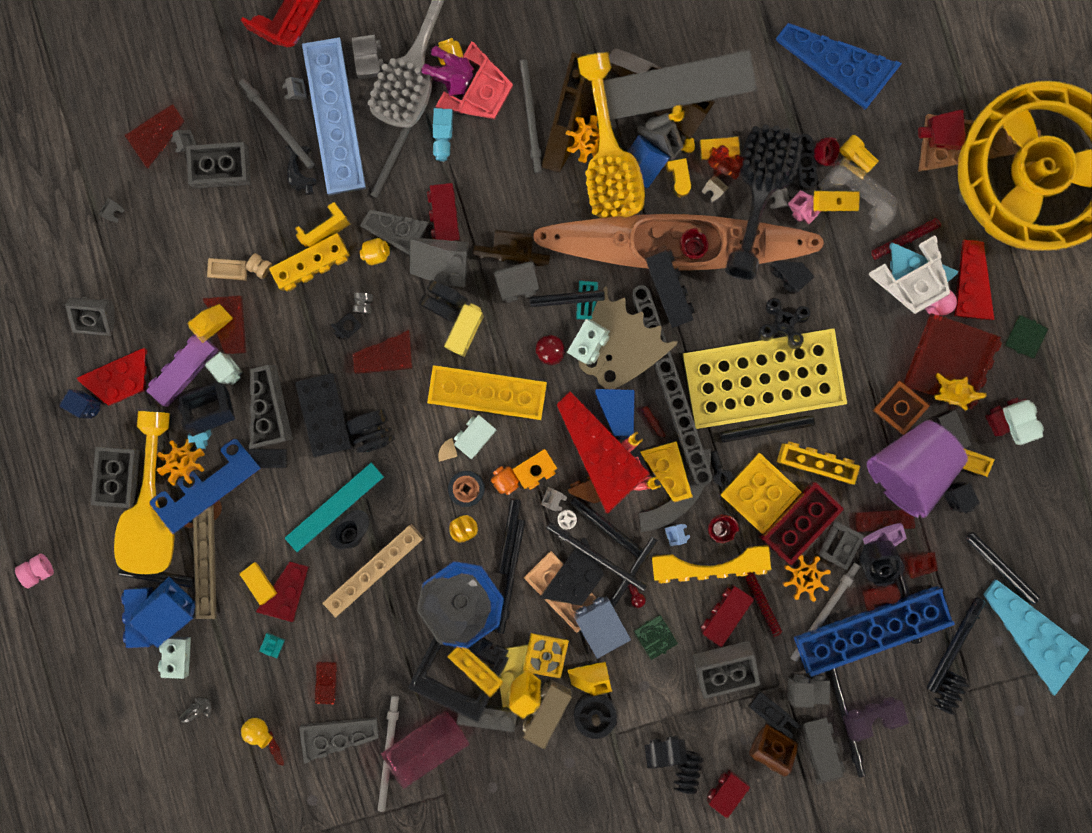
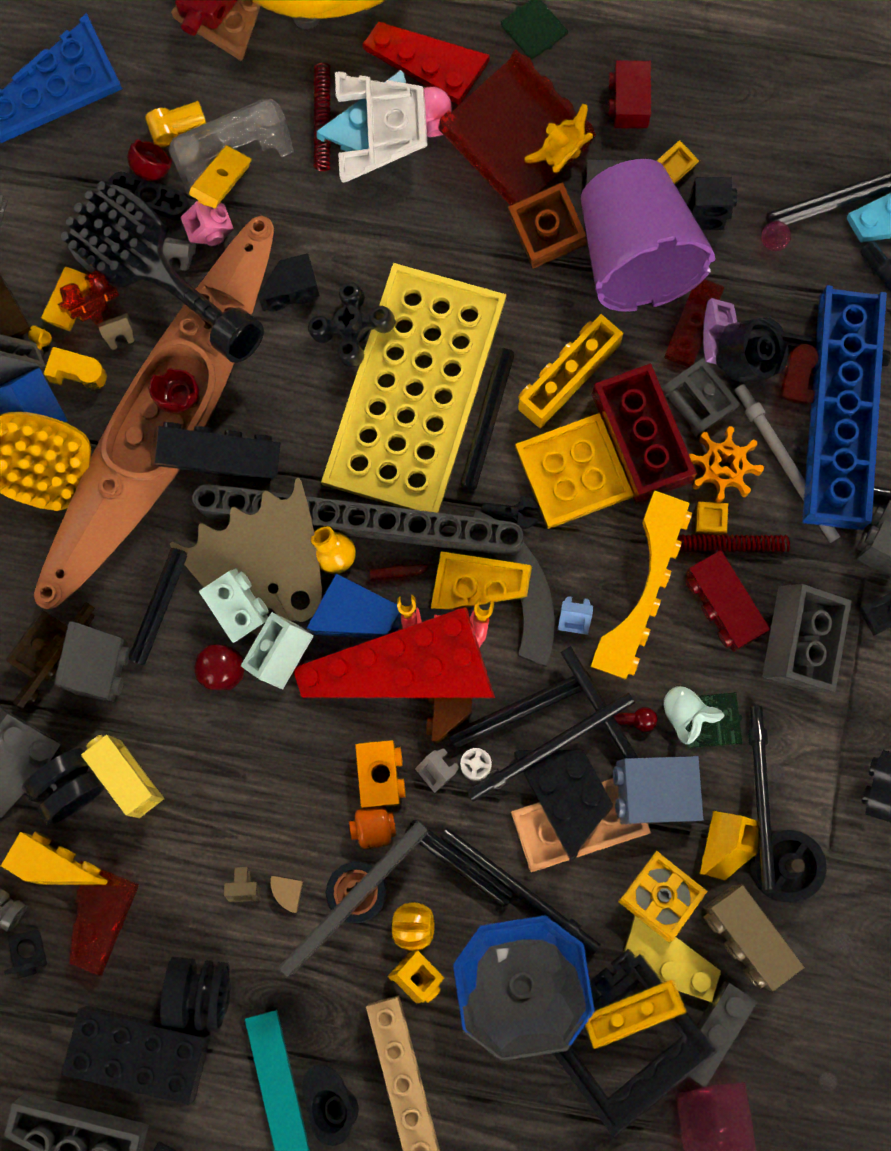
camera: 60 degrees left, 10 degrees down
(396, 309) = (42, 864): none -> yellow slope
(437, 426) = (242, 888): none -> dark tan tile
(441, 549) = (429, 977): none -> yellow brick
(462, 492) = (353, 899): none -> dark grey tile
(474, 437) = (286, 840): light aqua brick -> none
(487, 392) = (231, 791): yellow plate -> none
(525, 694) = (707, 955): yellow brick -> none
(574, 379) = (277, 651): none -> light aqua brick
(588, 284) = (155, 568): teal tile -> none
(647, 381) = (334, 550): none -> yellow piece
(655, 618) = (683, 706): none -> light aqua piece
(657, 668) = (758, 739): none -> black bar
(723, 528) = (598, 546): dark red hair -> none
(771, 584) = (711, 518): none -> yellow tile
(921, 564) = (780, 301): clear red slope -> none
(961, 543) = (776, 236): none -> clear pink plate
(1023, 422) = (646, 75): light aqua brick -> none

